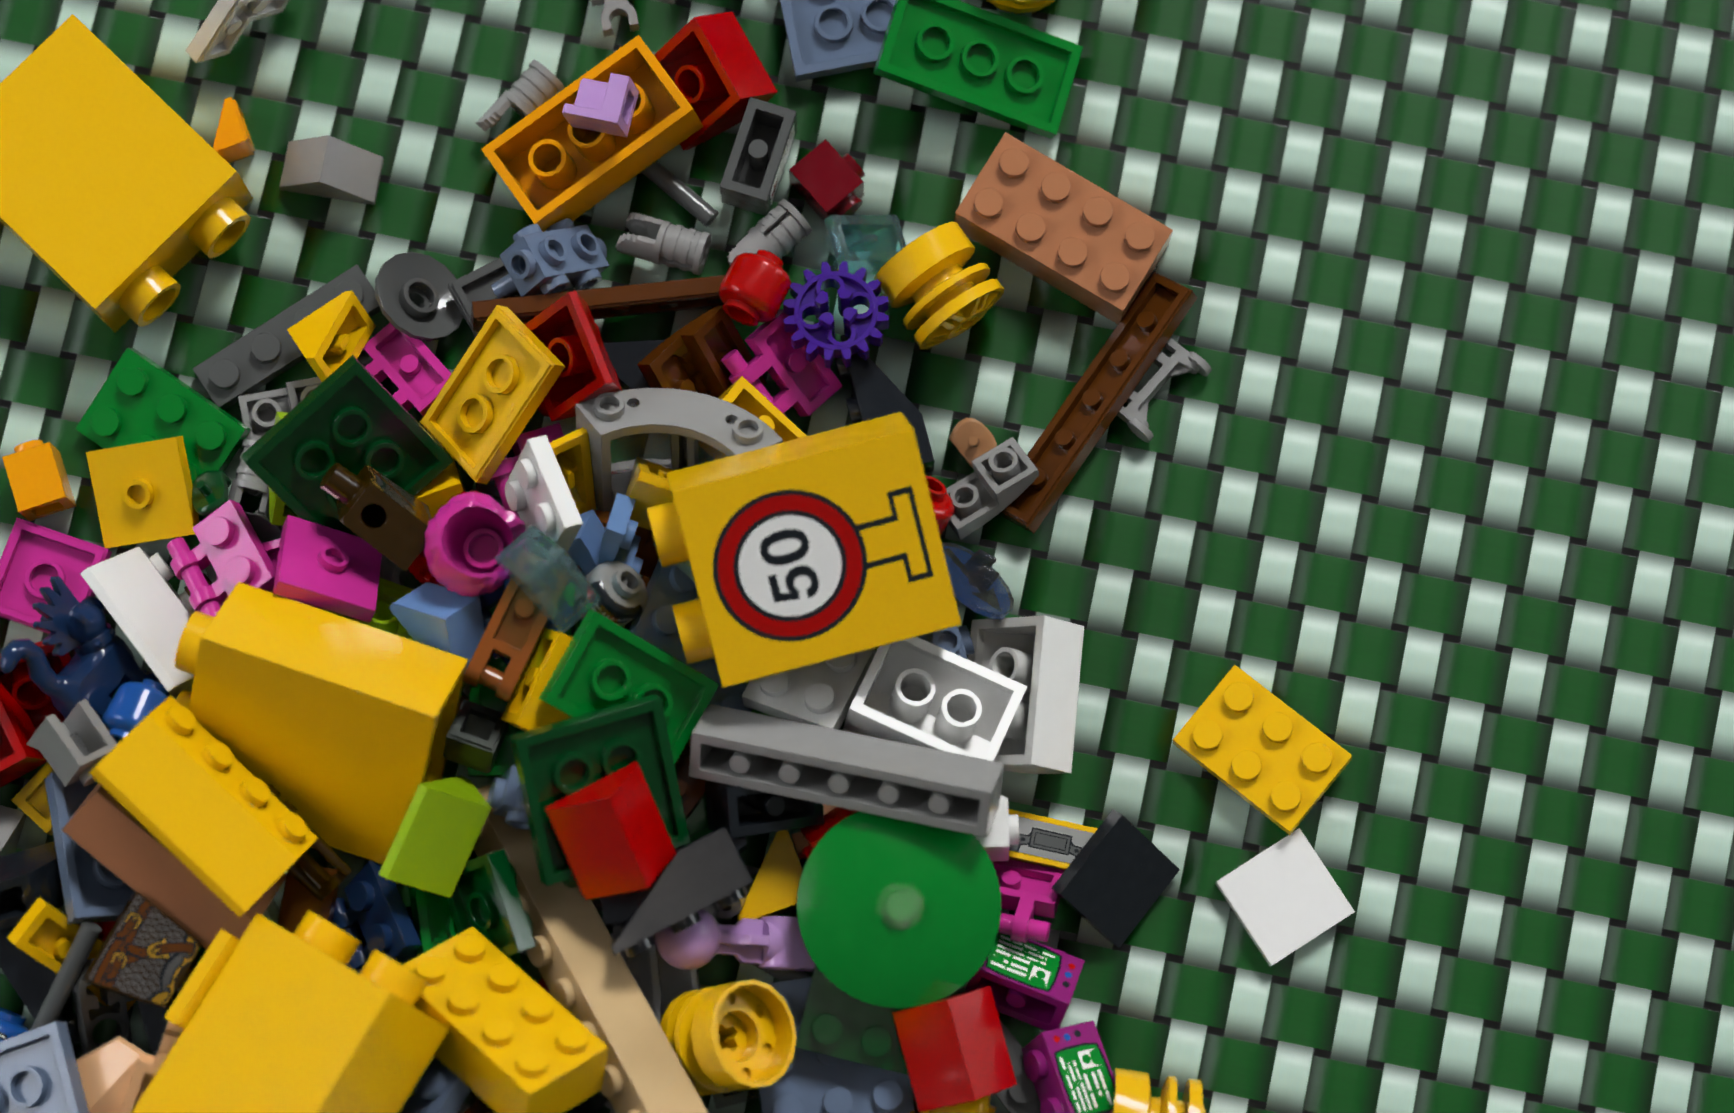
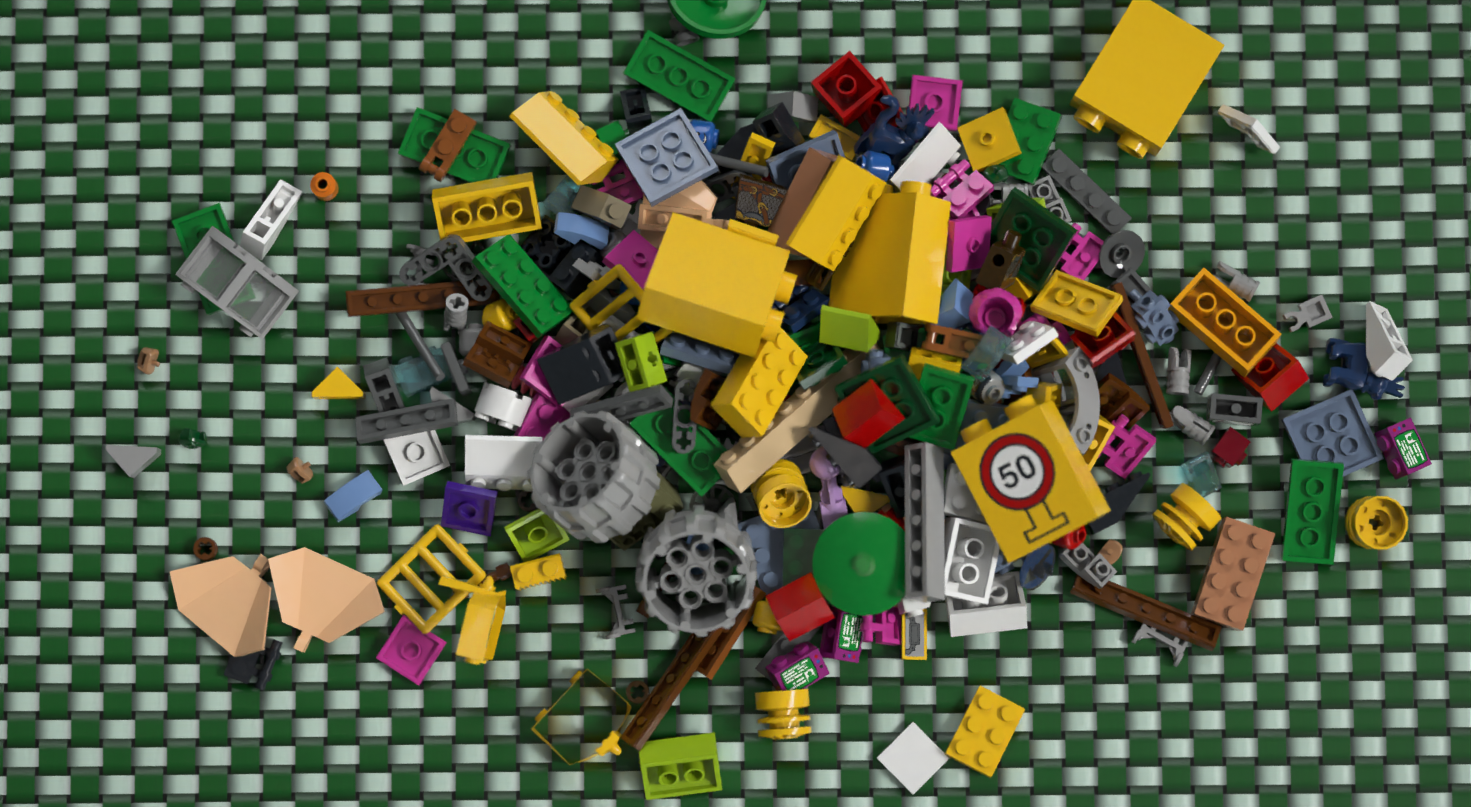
camera: 80 degrees right, 5 degrees up
(38, 479) = (984, 86): light orange brick -> none
(75, 744) = (853, 141): light grey window -> none
(232, 135) = (1183, 139): light orange slope -> none
(331, 170) = (1178, 193): light grey slope -> none
(333, 333) = (1089, 215): yellow slope -> none
(603, 105) = (1239, 325): lavender panel -> none
(754, 287) = (1162, 422): red head -> none
(813, 300) = (1162, 453): dark purple gear -> none
(1115, 878) = (902, 670): black tile -> none

